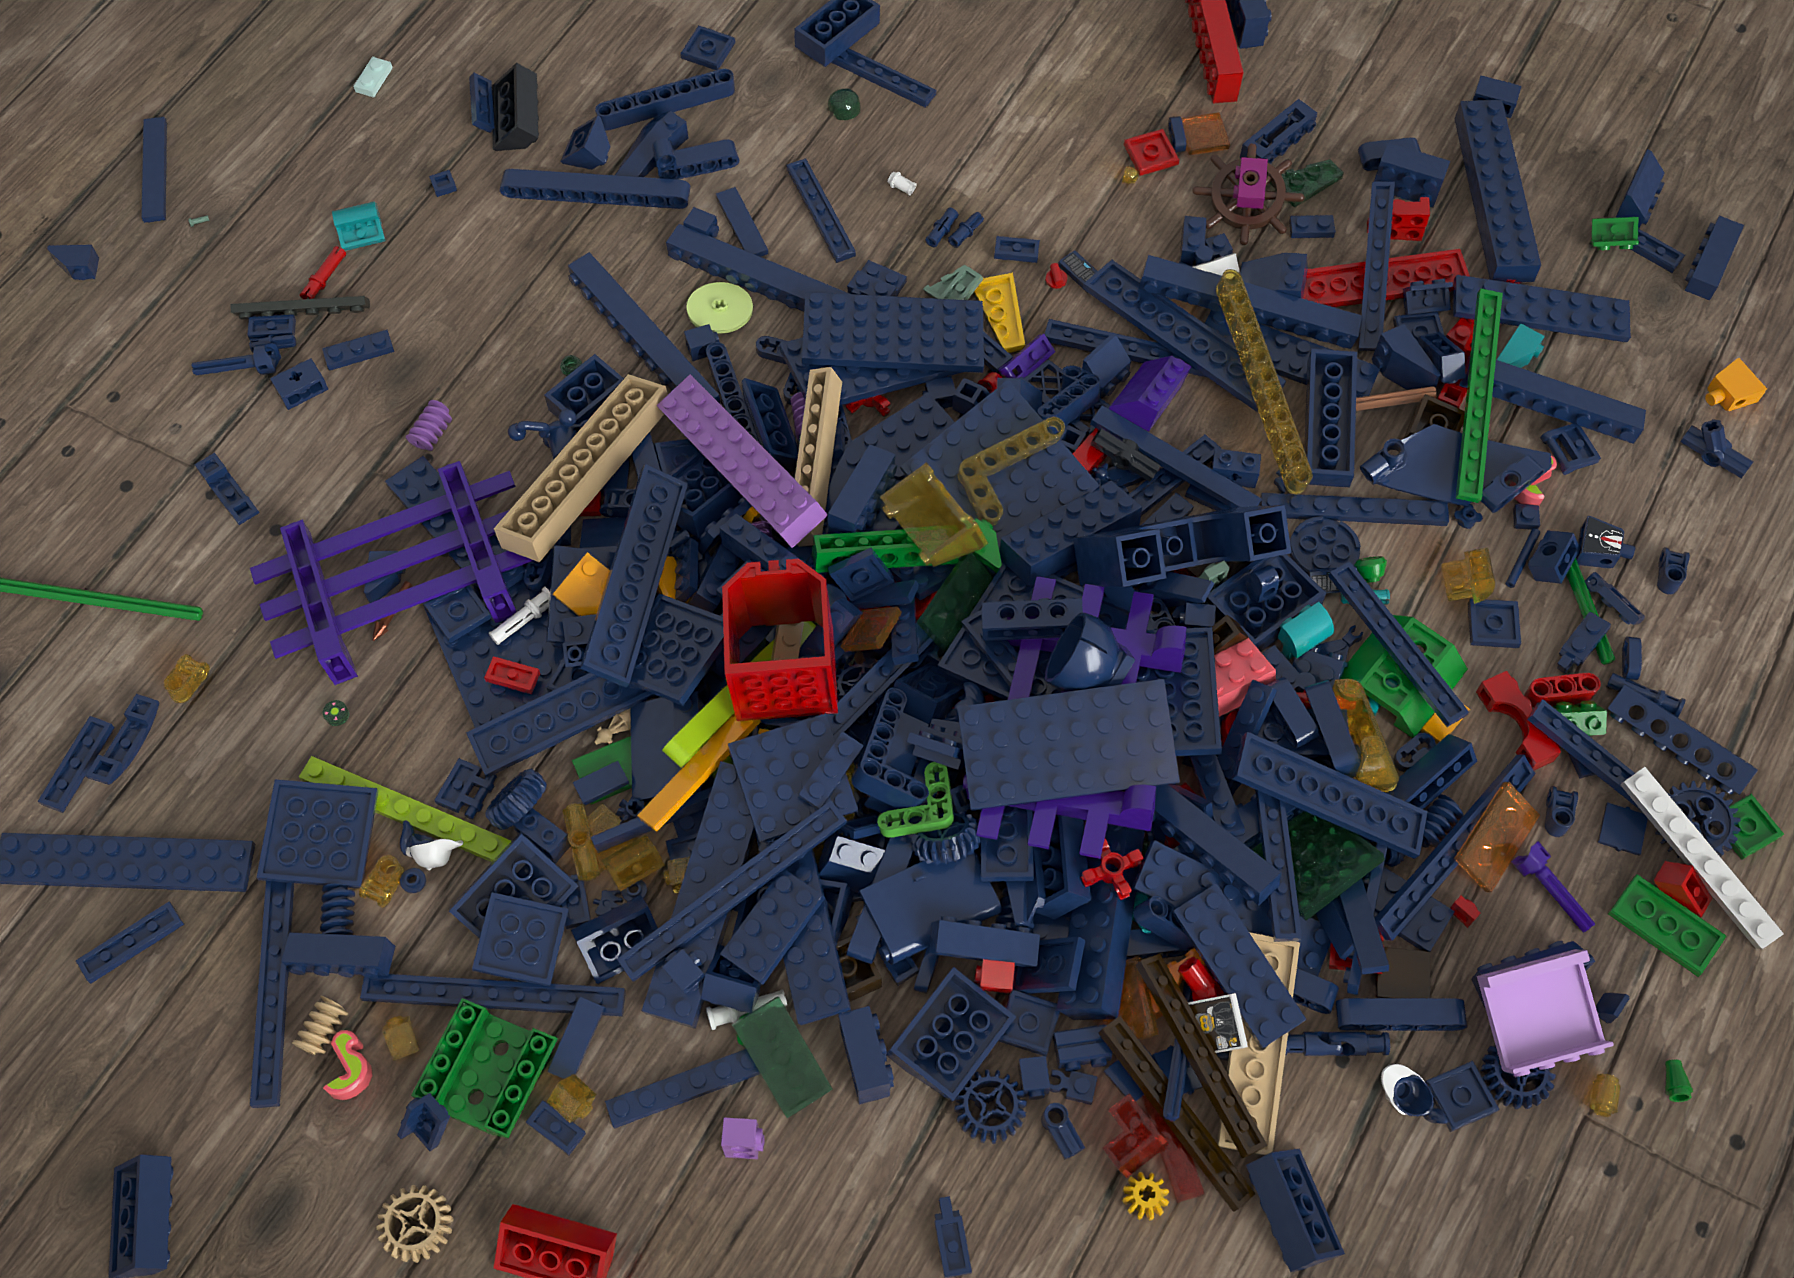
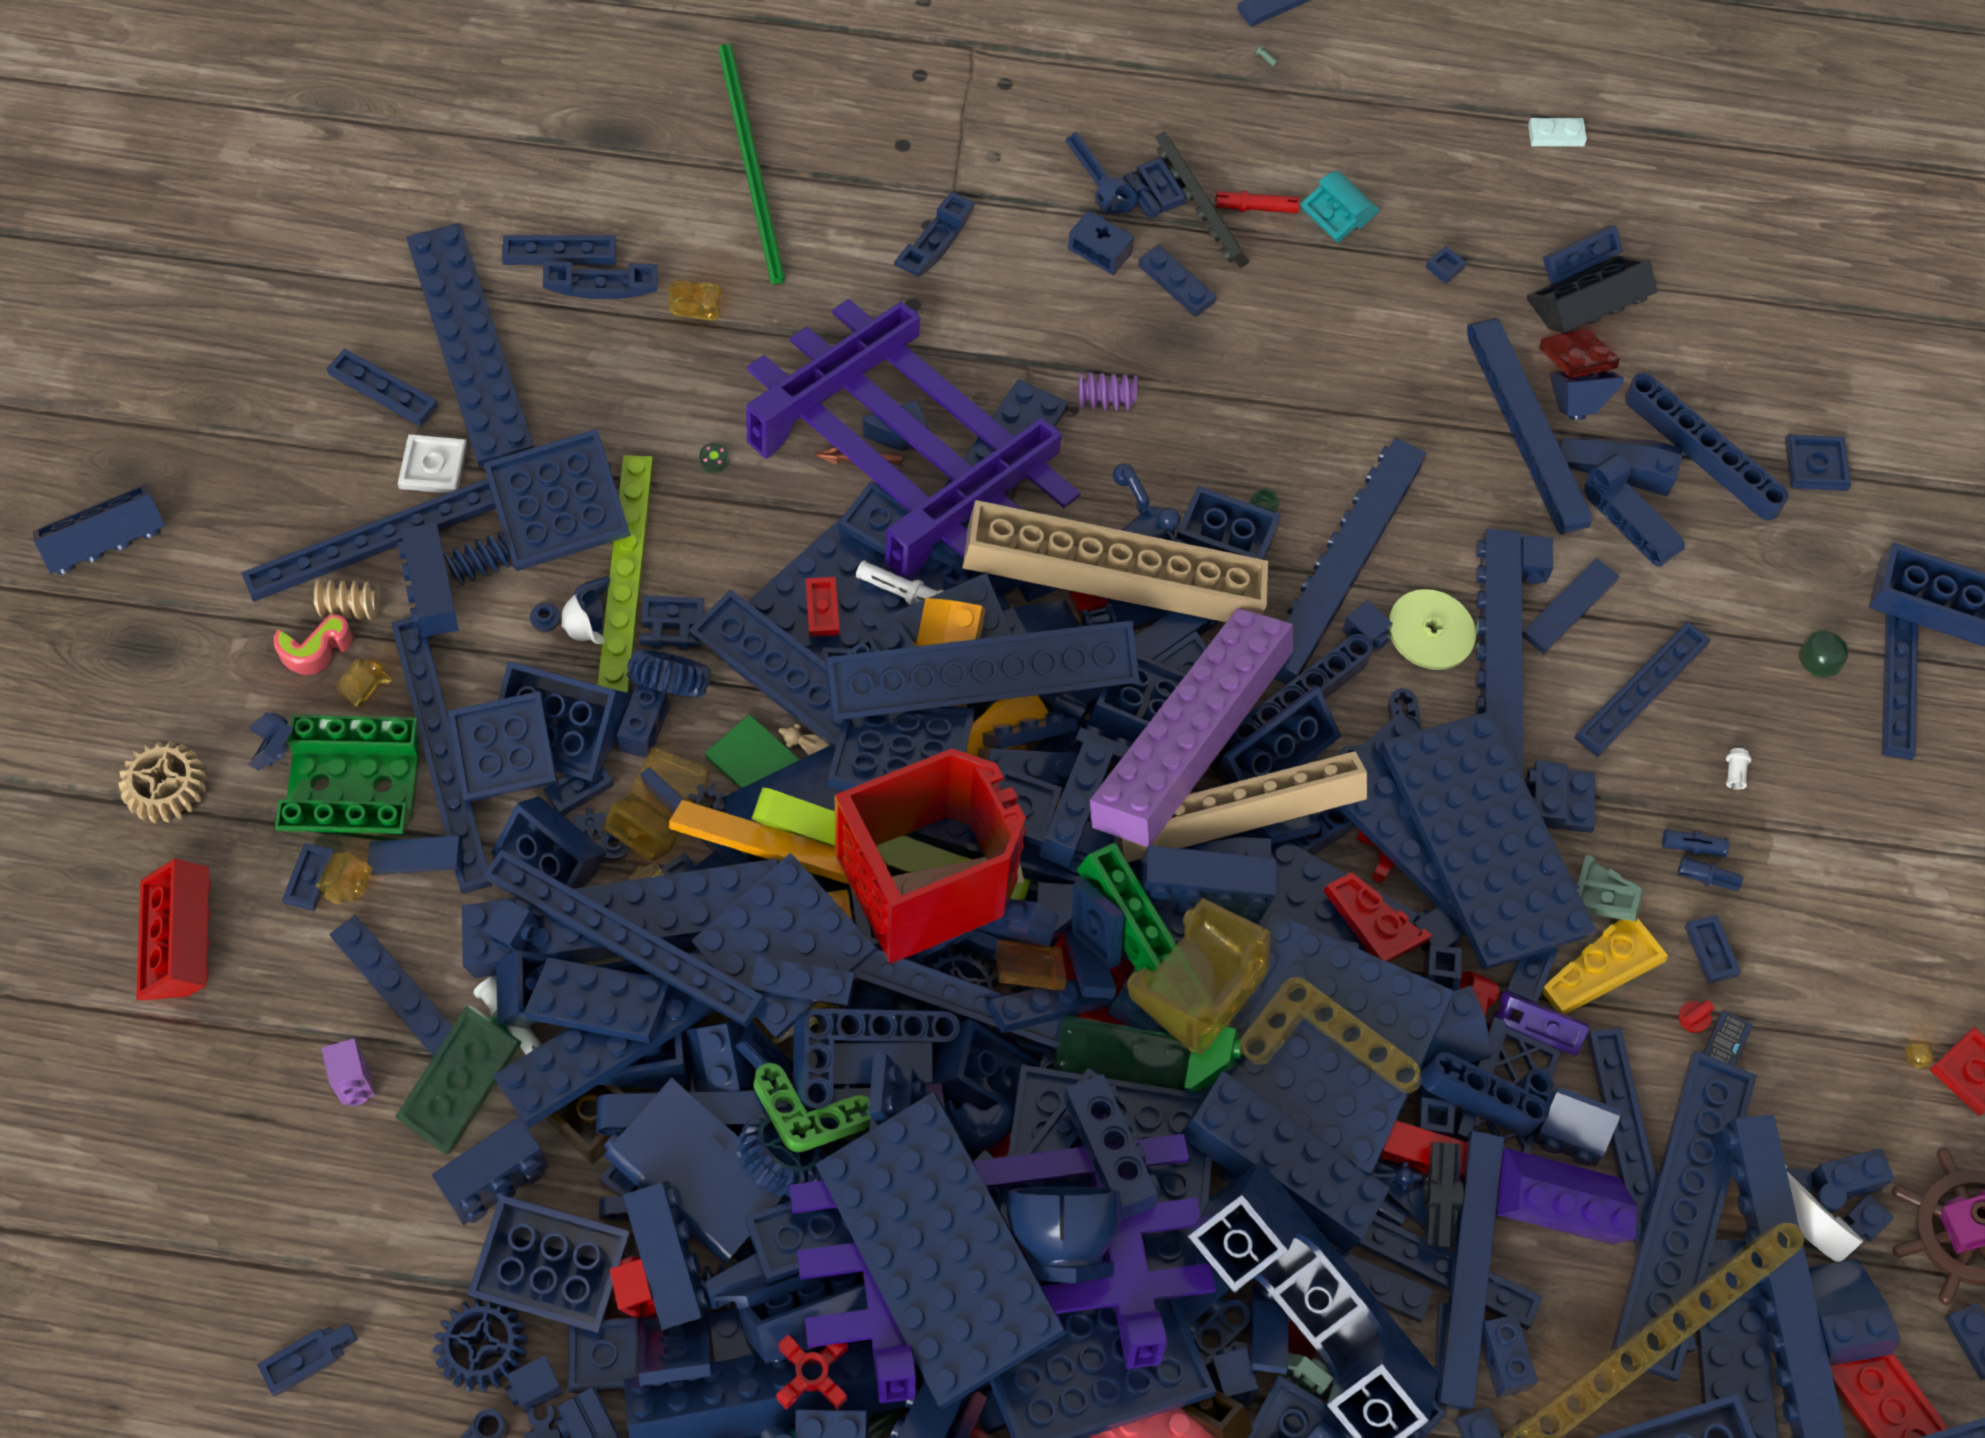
camera: 65 degrees right, 0 degrees up
(225, 925) = (432, 464): none -> white tile
(379, 885) = (530, 586): clear yellow piece -> none
(559, 136) = (1579, 353): none -> clear red plate
(584, 854) = (661, 752): clear yellow piece -> none
(601, 783) = (729, 754): dark blue tile -> none
(929, 415) = (1375, 923): none -> red wing

